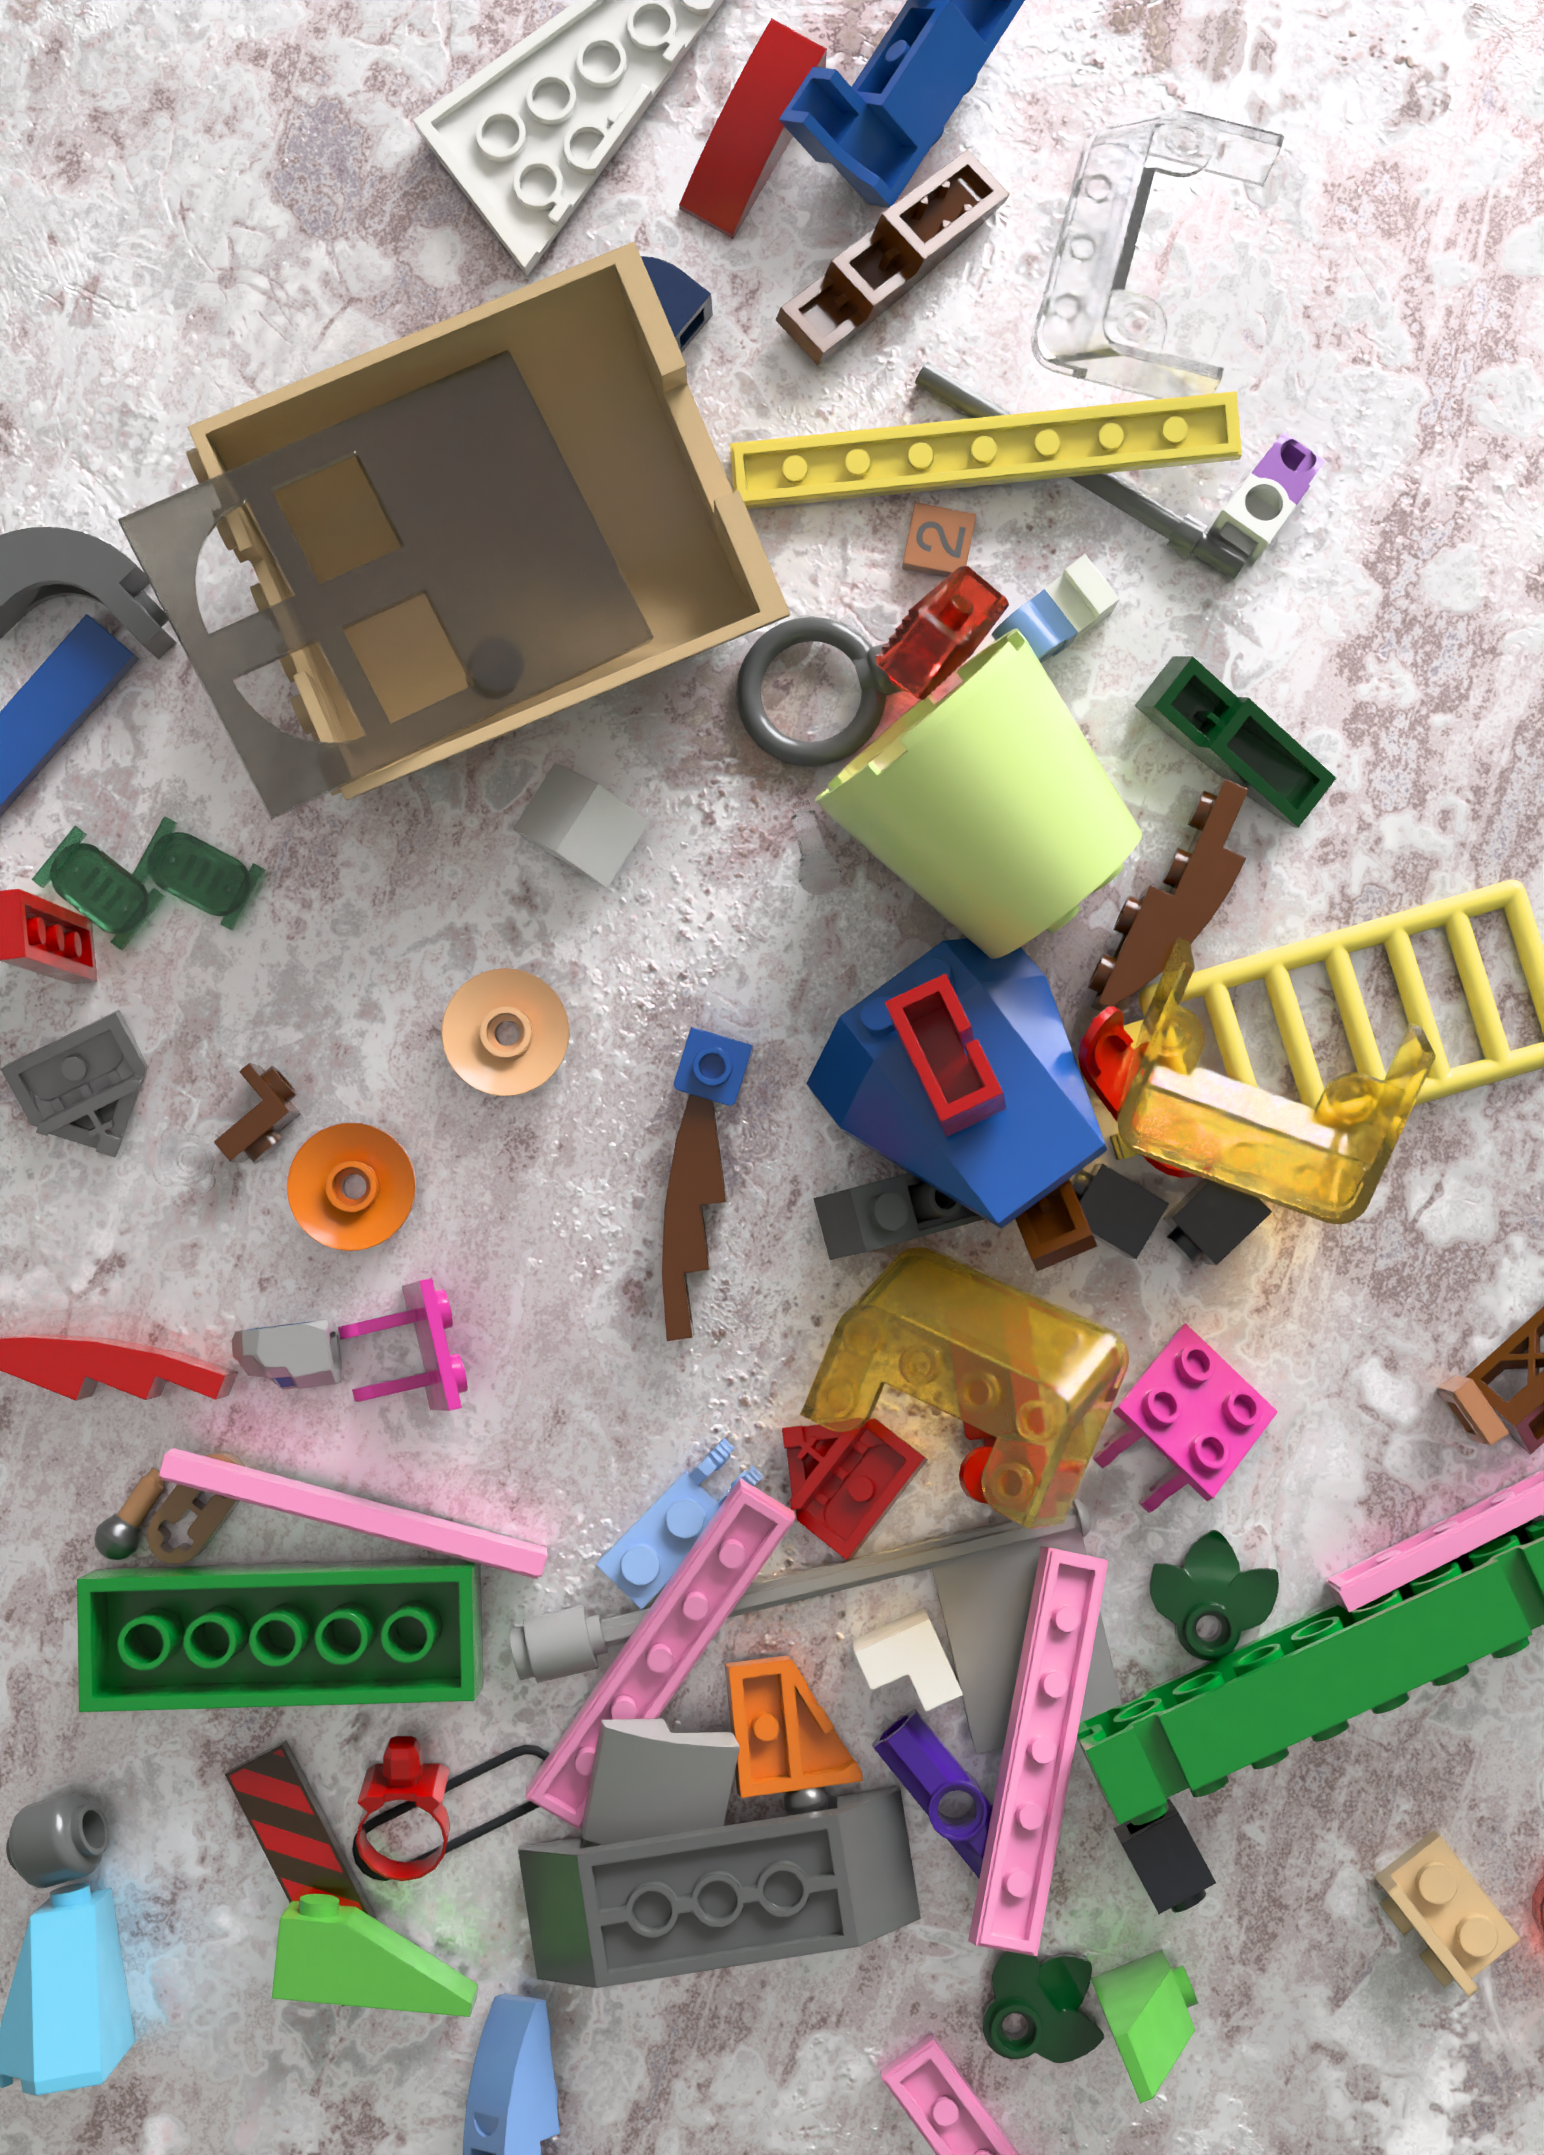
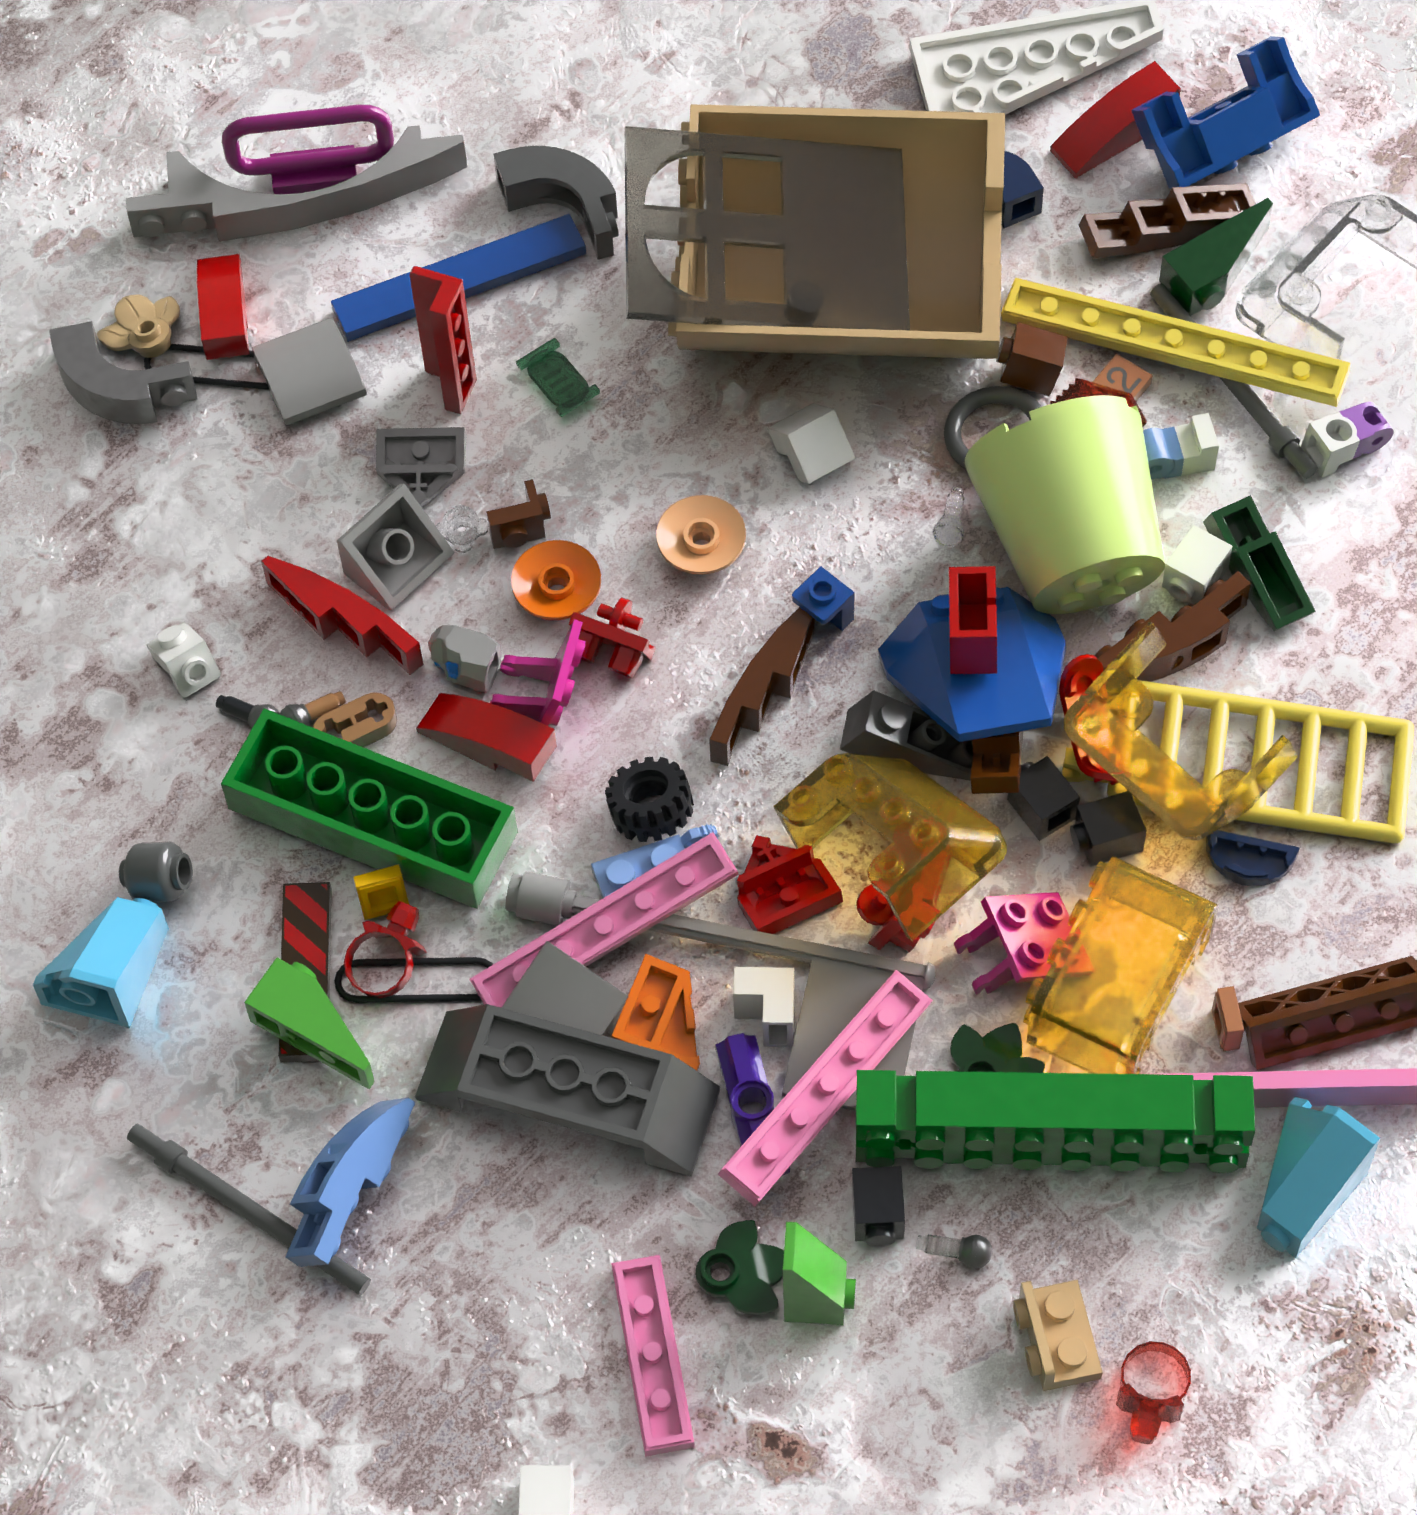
camera: 25 degrees right, 25 degrees down
(72, 1553) = (242, 709): none -> black piece
(98, 887) = (494, 362): clear green piece -> none
(119, 1241) = (393, 548): none -> light grey slope
(353, 1513) = (453, 755): bright pink tile -> none
(355, 1733) = (380, 891): none -> yellow tile
(375, 1448) = (489, 734): none -> red slope
(460, 1228) = (629, 648): none -> red hips
(592, 1441) = (654, 817): none -> black tyre
(817, 565) = (1032, 358): none -> reddish brown brick
(978, 309) = (1210, 263): none -> dark green slope
(1161, 784) = (1196, 565): none -> white brick
(1297, 1854) = (972, 1251): none -> piece
(1329, 1422) = (1117, 969): none -> clear yellow windscreen
(1417, 1166) = (1249, 859): none -> dark blue tile

